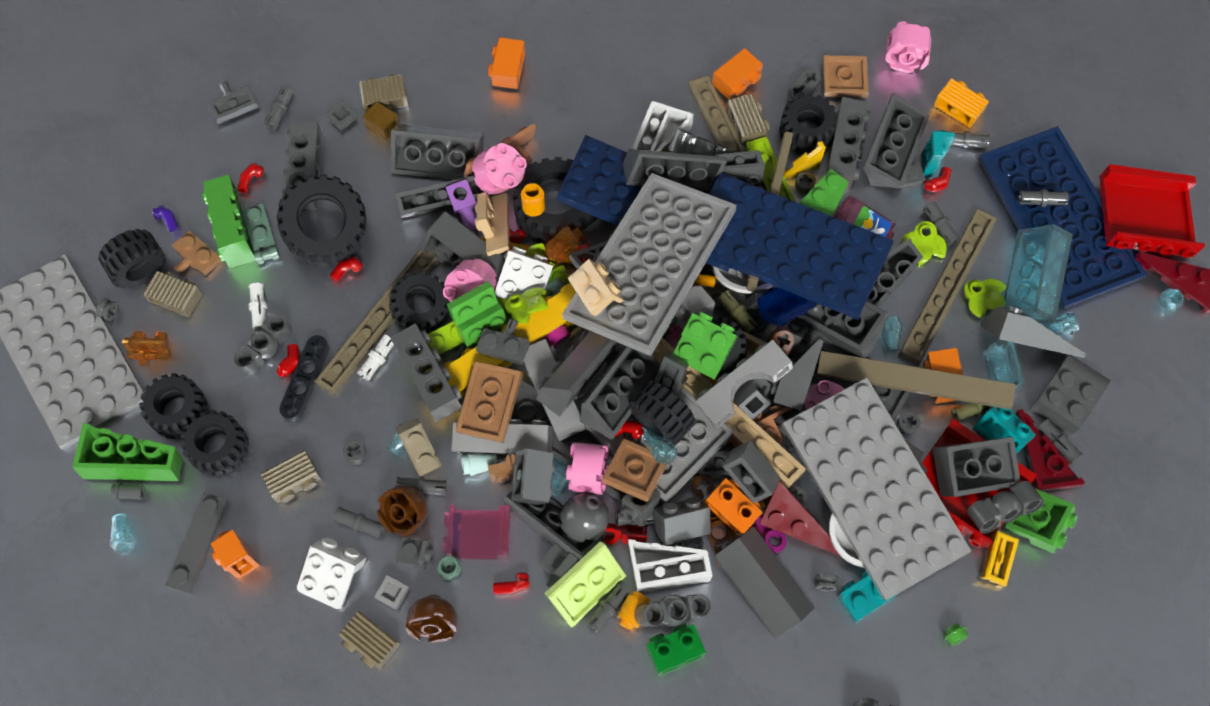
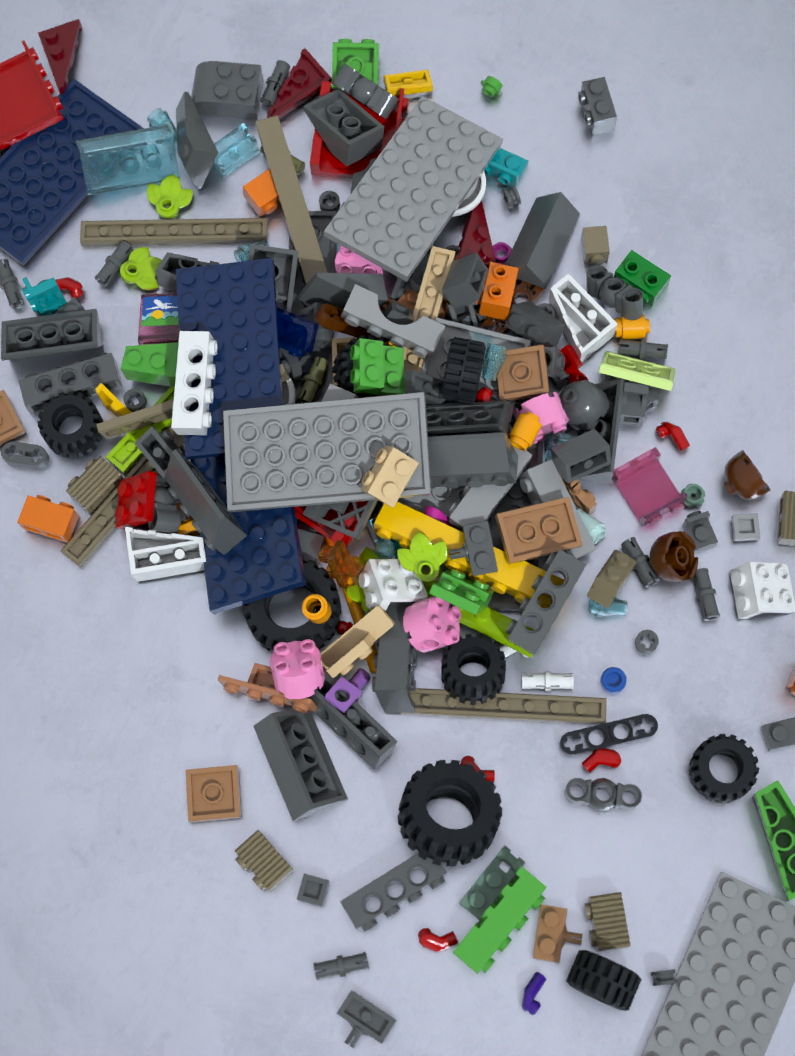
camera: 115 degrees left, 5 degrees up
(147, 349) = (681, 916): clear orange hips -> none
(164, 391) = (730, 817): black tyre -> none
(257, 305) = (567, 828): white pin -> none
(291, 477) = (706, 679): dark tan brick -> none
(343, 408) = (613, 680): none -> blue tile
(380, 120) = (297, 843): pearl gold brick -> none
(454, 86) = (213, 793): none -> medium nougat plate
(507, 63) = (157, 752): orange brick -> none
(576, 432) = (525, 431): none -> light orange brick
(710, 132) = (136, 500): none -> red plate
(732, 627) = (595, 245): none -> dark tan brick
(771, 187) = (192, 345): none -> white brick
(1002, 424) = (294, 123): teal bracket -> none
(1043, 198) = (43, 186): dark grey pin -> none
(1177, 298) = (84, 48): clear light blue plate -> none

